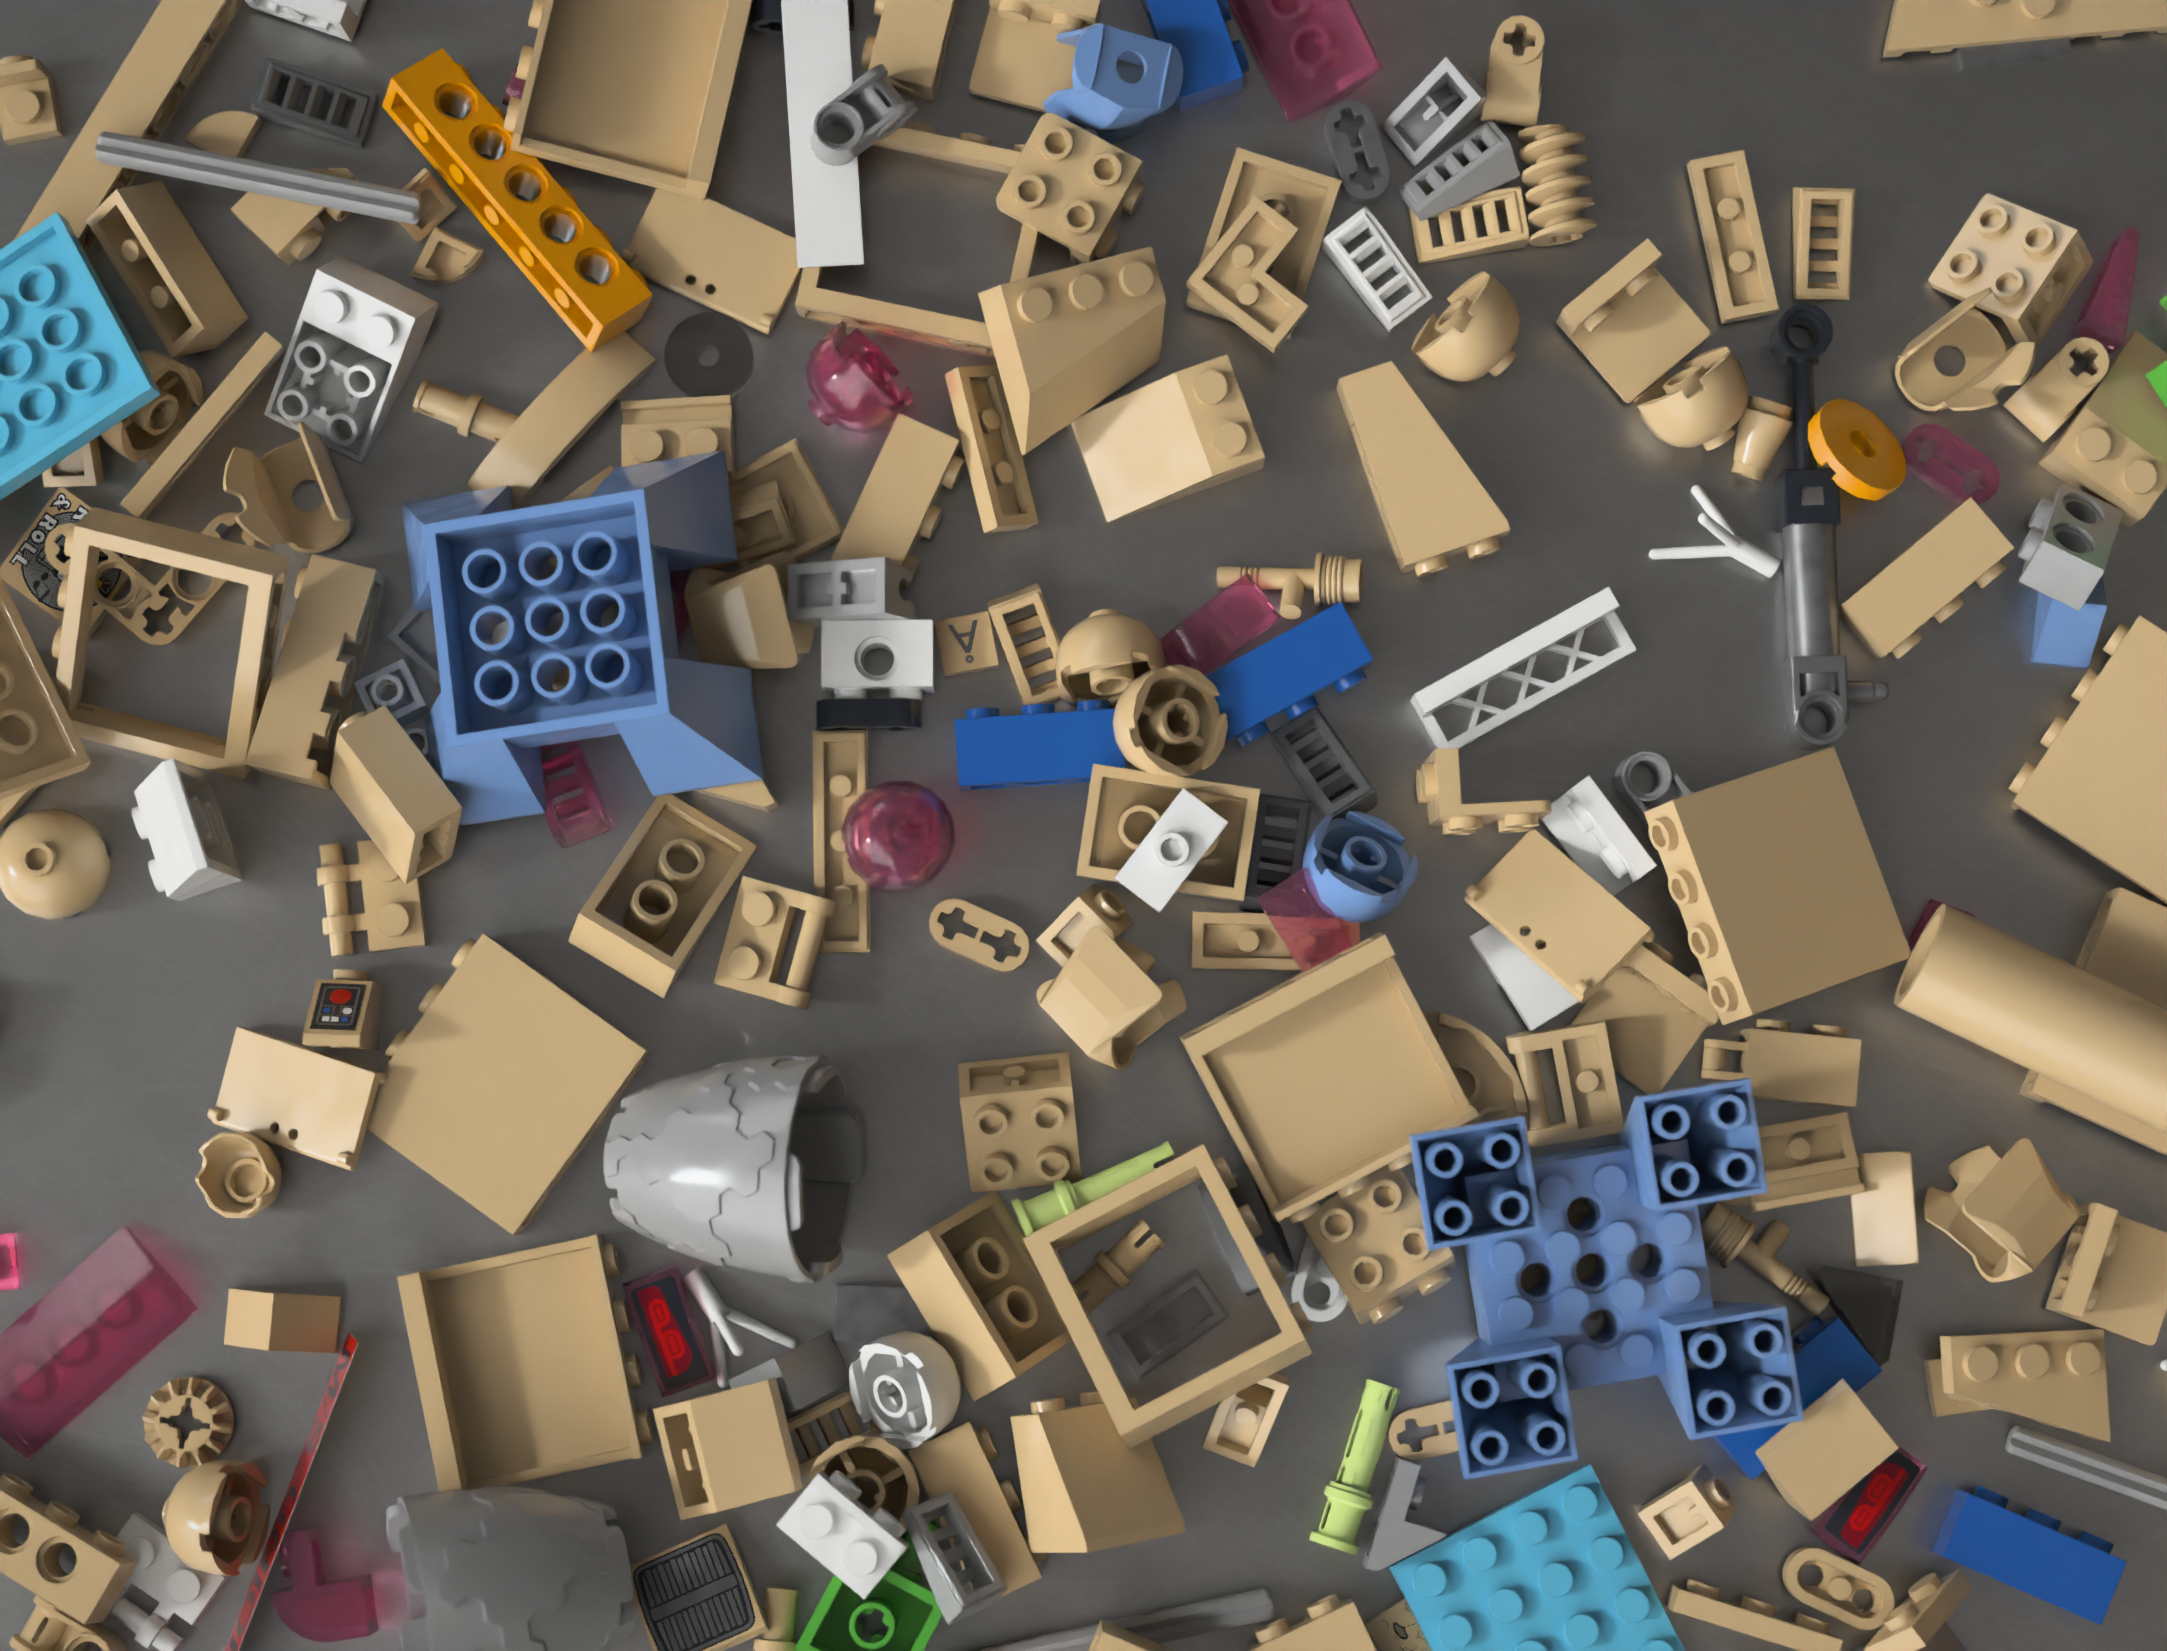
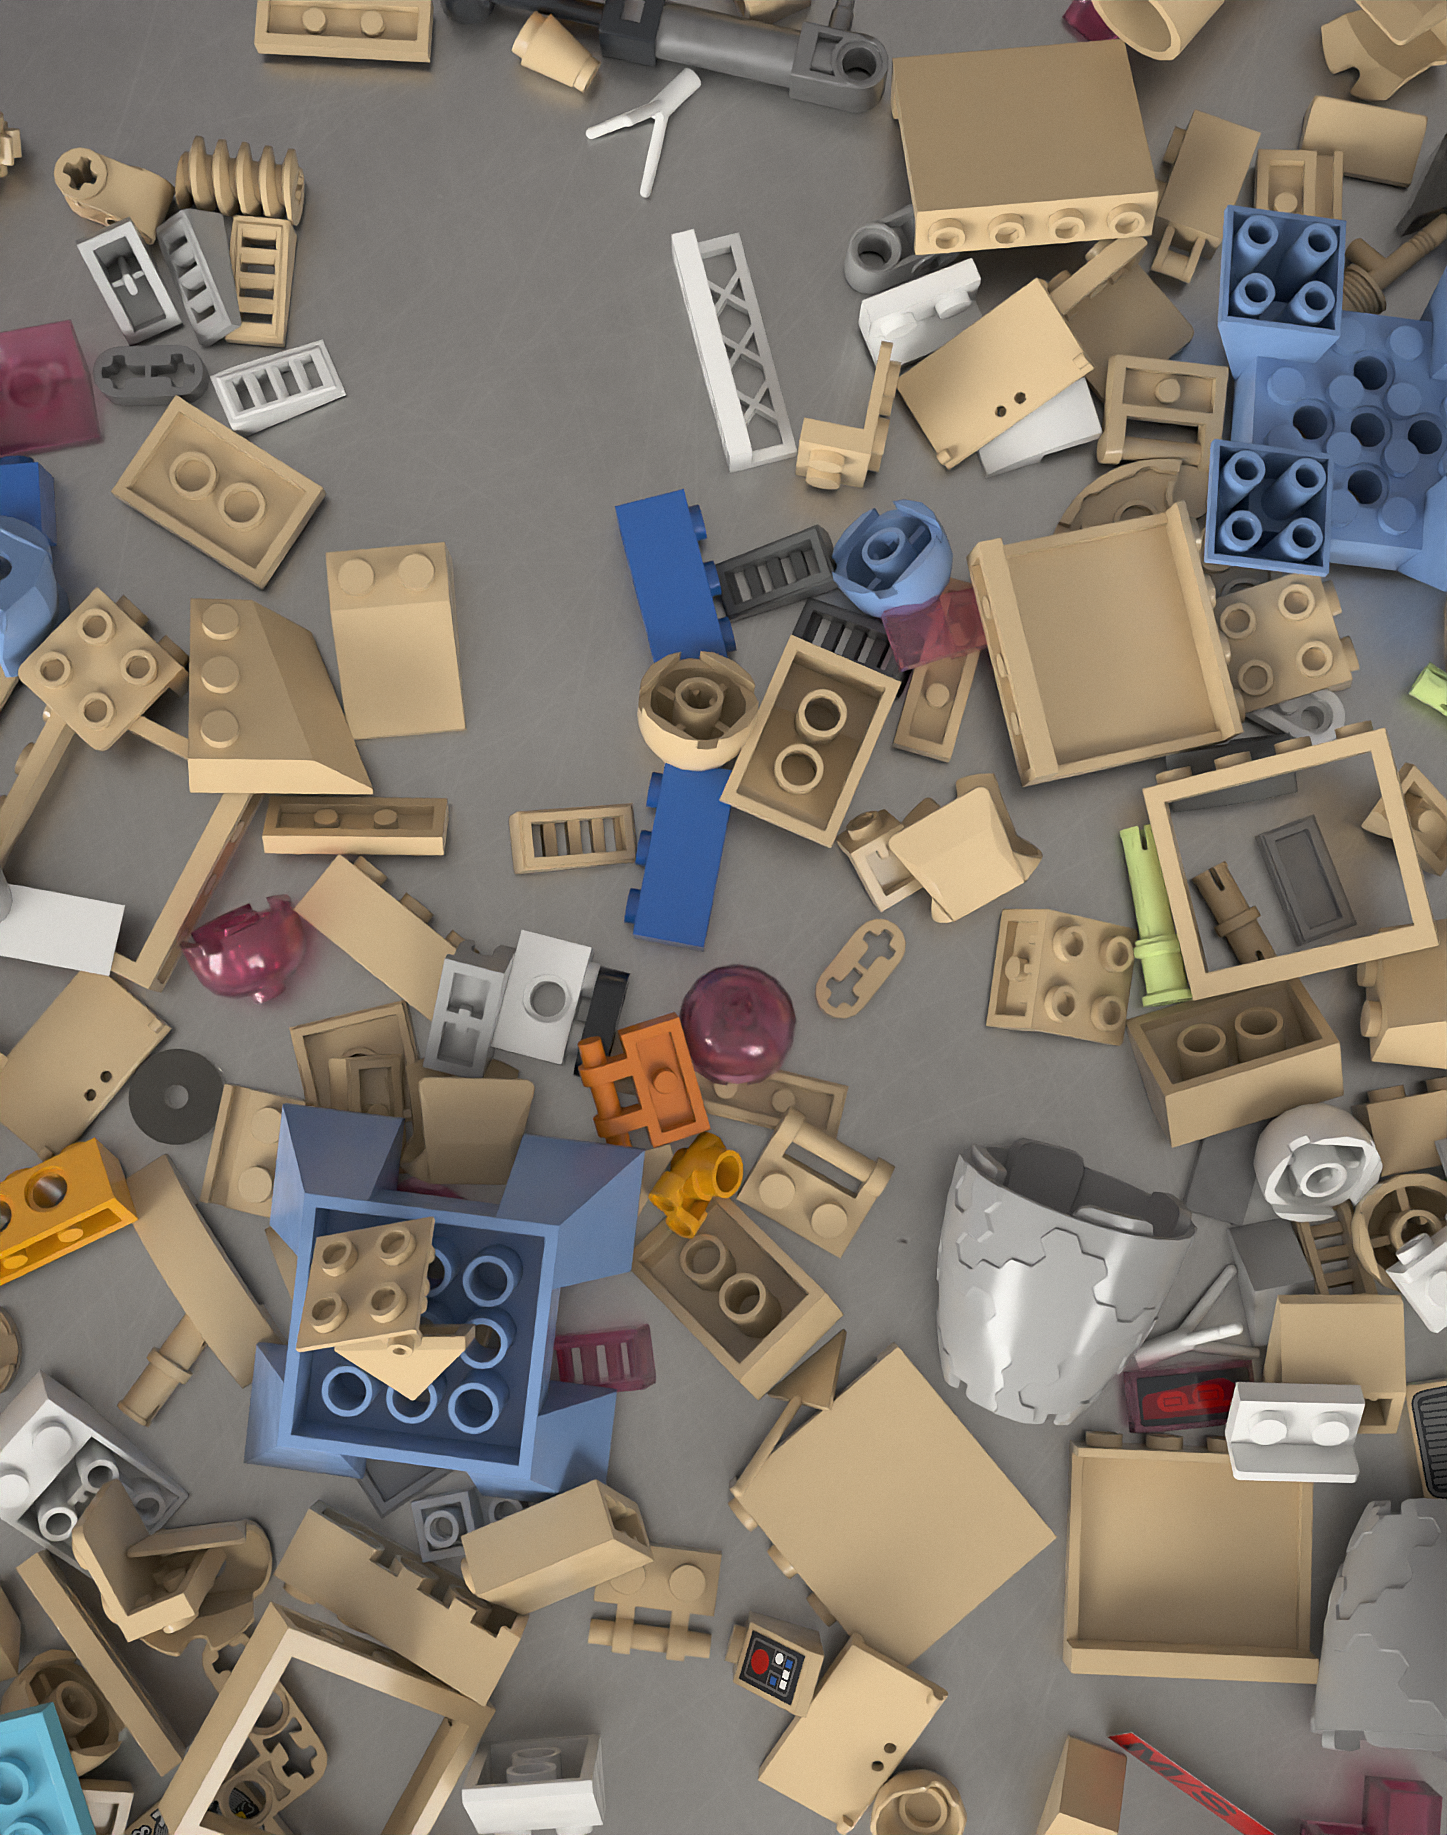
camera: 80 degrees left, 0 degrees up
(272, 445) = (144, 1590): none -> tan bracket
(527, 611) = (412, 1375): none -> tan slope
(575, 564) = (369, 1287): none -> tan hinge
(591, 983) = (809, 1385): none -> tan piece
(656, 1420) = (1294, 1432): none -> white bracket
(749, 832) = (693, 1179): none -> light orange plate
(832, 778) = (661, 1077): none -> orange plate
(966, 644) = (553, 904): tan tile -> none
(1105, 656) = (608, 760): tan cylinder -> none
(1171, 850) = (832, 740): white plate -> none
(1220, 627) = (607, 641): clear pink slope -> none
(1237, 280) = (255, 523): tan plate -> none
(1332, 581) = (589, 512): tan piece -> none
(1417, 476) = (501, 400): tan slope -> none
(1472, 333) = (371, 302): tan cylinder -> none
(1633, 323) = (406, 145): tan bracket -> none
(1697, 402) = (505, 99): tan cylinder -> none

